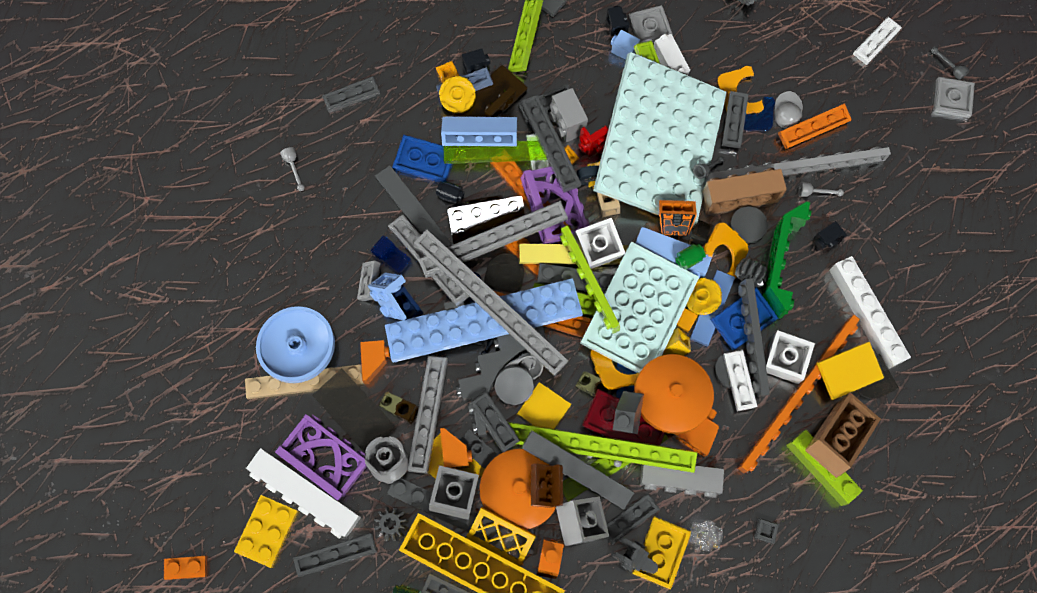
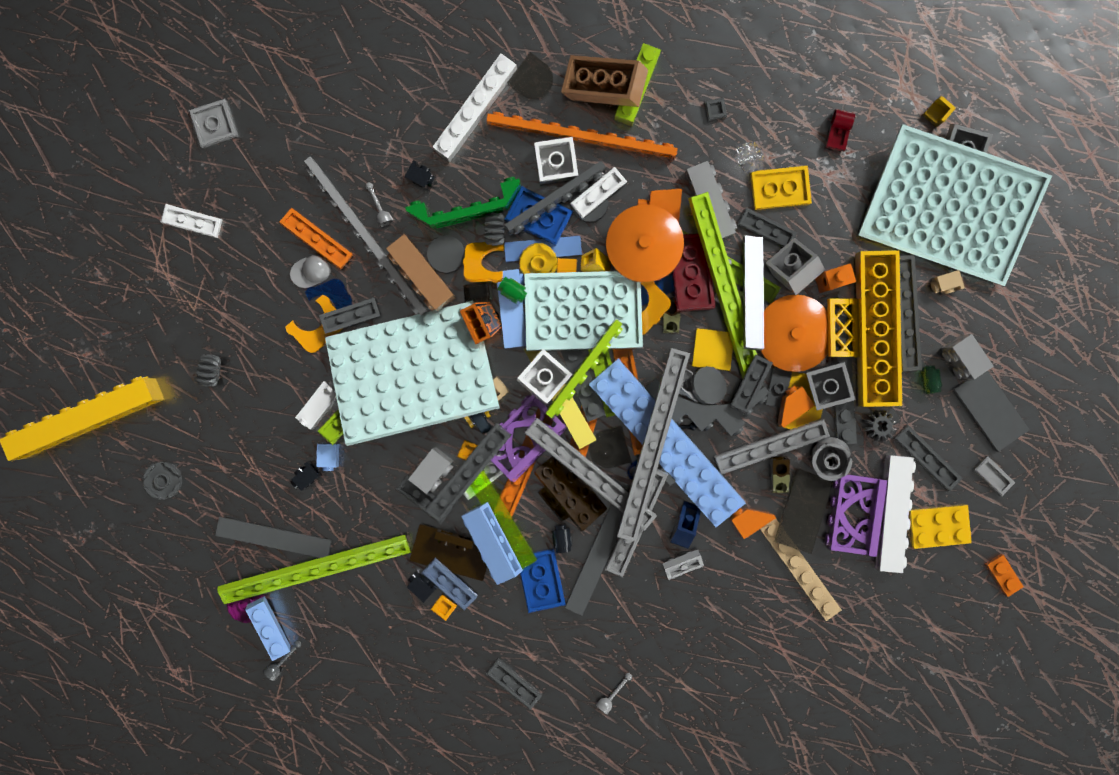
camera: 120 degrees left, 15 degrees up
(295, 344) = (775, 594): light blue dish -> none
(381, 292) = (686, 544): light blue bracket -> none
(390, 255) = (649, 558): clear blue plate -> none
(457, 94) = (465, 584): yellow tile -> none
(546, 485) = (785, 310): reddish brown bracket -> none
(592, 143) = (444, 430): red bracket -> none
(628, 412) = (686, 273): dark grey slope -> none
(635, 557) = (800, 207): dark grey hinge -> none
(649, 24) = (292, 442): light grey tile -> none
(702, 169) = (420, 320): dark grey hinge -> none
(850, 370) = (540, 100): yellow tile -> none
(959, 71) = (183, 129): dark grey hinge -> none

